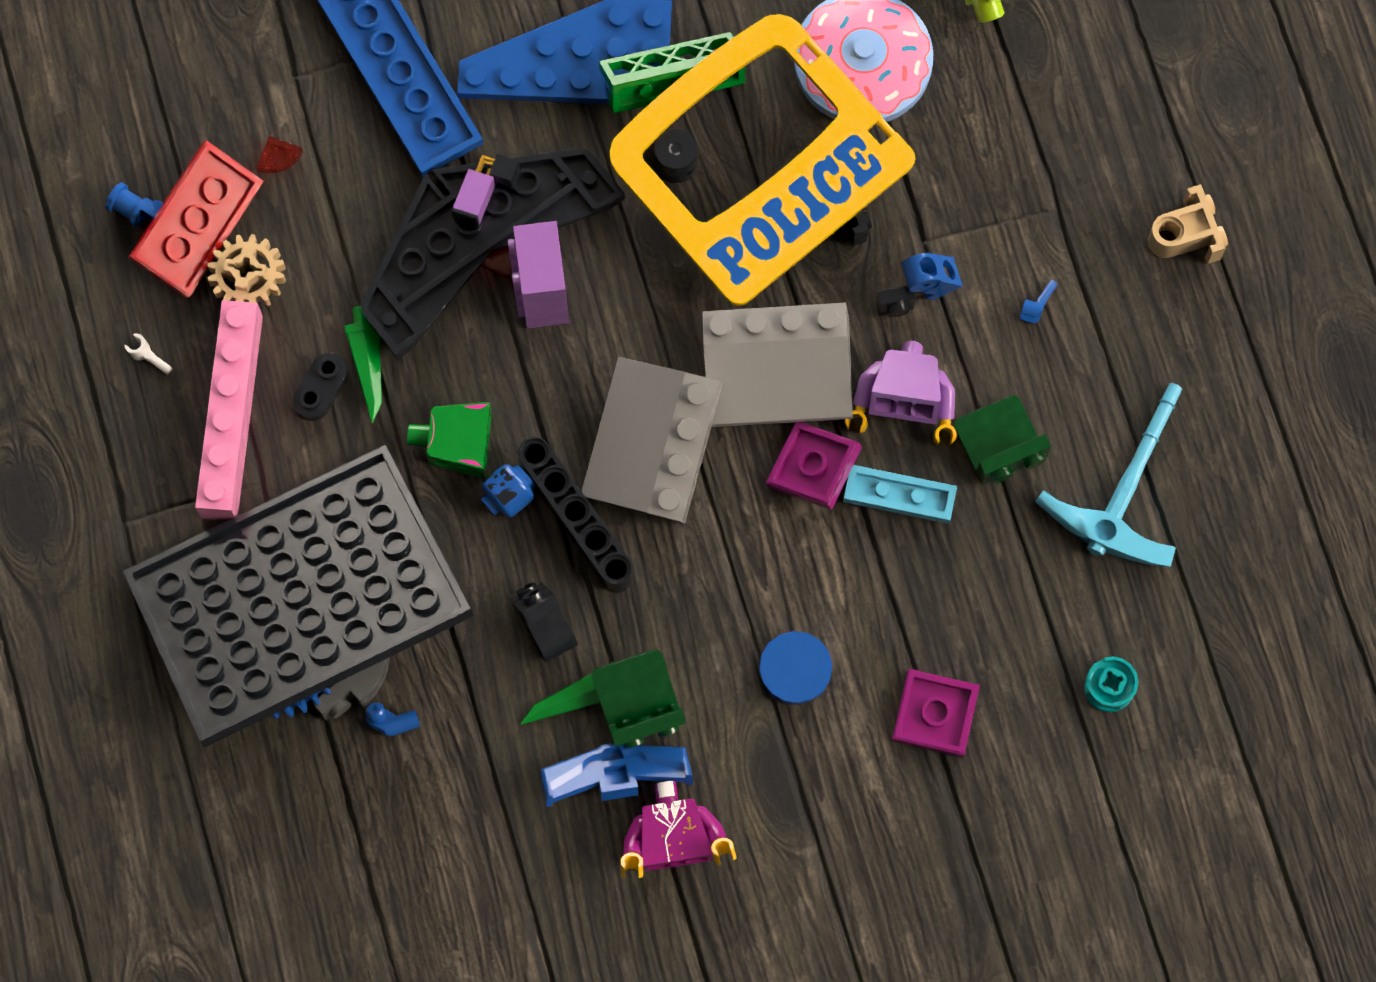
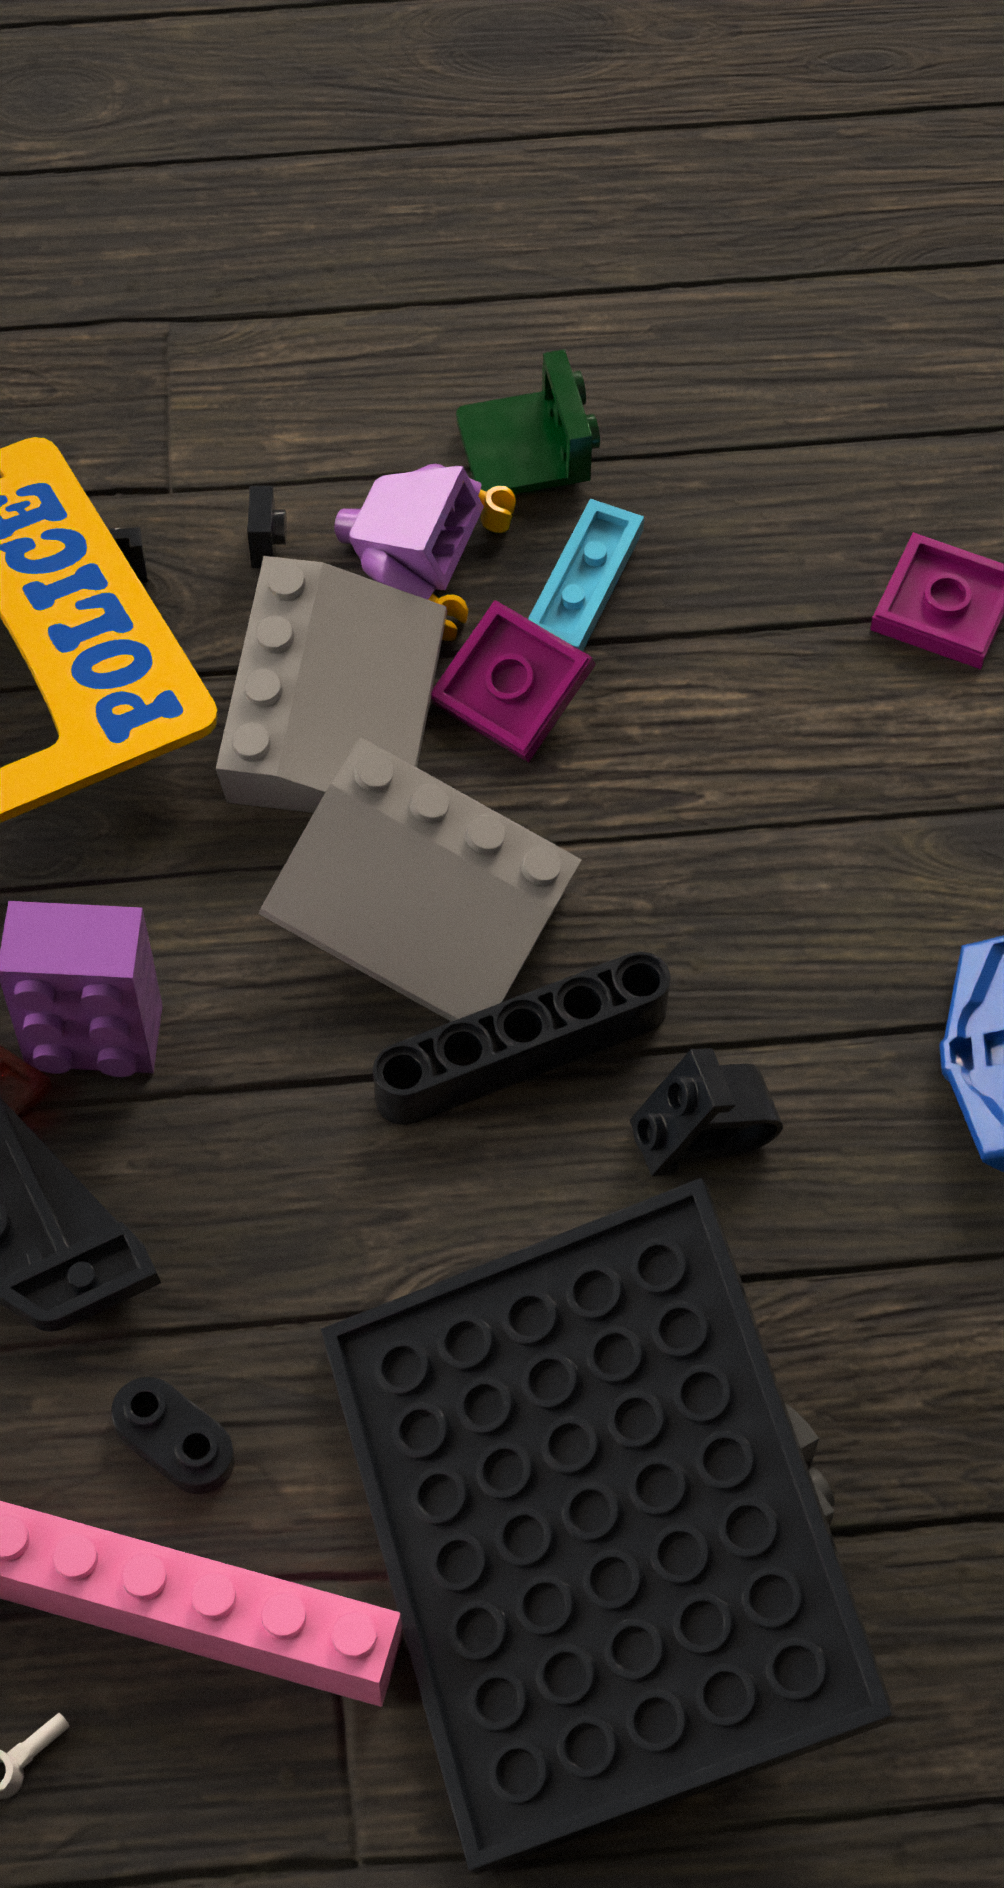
camera: 80 degrees left, 15 degrees down
(366, 355) = (131, 1341): green bar -> none
(389, 723) = (855, 1411): blue arm -> none
(456, 437) = (338, 1205): green torso -> none
(507, 490) = (457, 1134): blue head -> none
(573, 697) = (837, 1069): green bar -> none
(638, 698) = (881, 994): dark green bracket -> none
(795, 668) = (845, 770): blue tile -> none
(927, 274) = (240, 463): blue leg -> none
(1032, 310) = (322, 366): blue hand -> none
(1105, 529) = (691, 344): medium azure piece -> none
(1111, 684) = (936, 374): teal wheel -> none
(1192, 227) = (254, 159): tan pin -> none

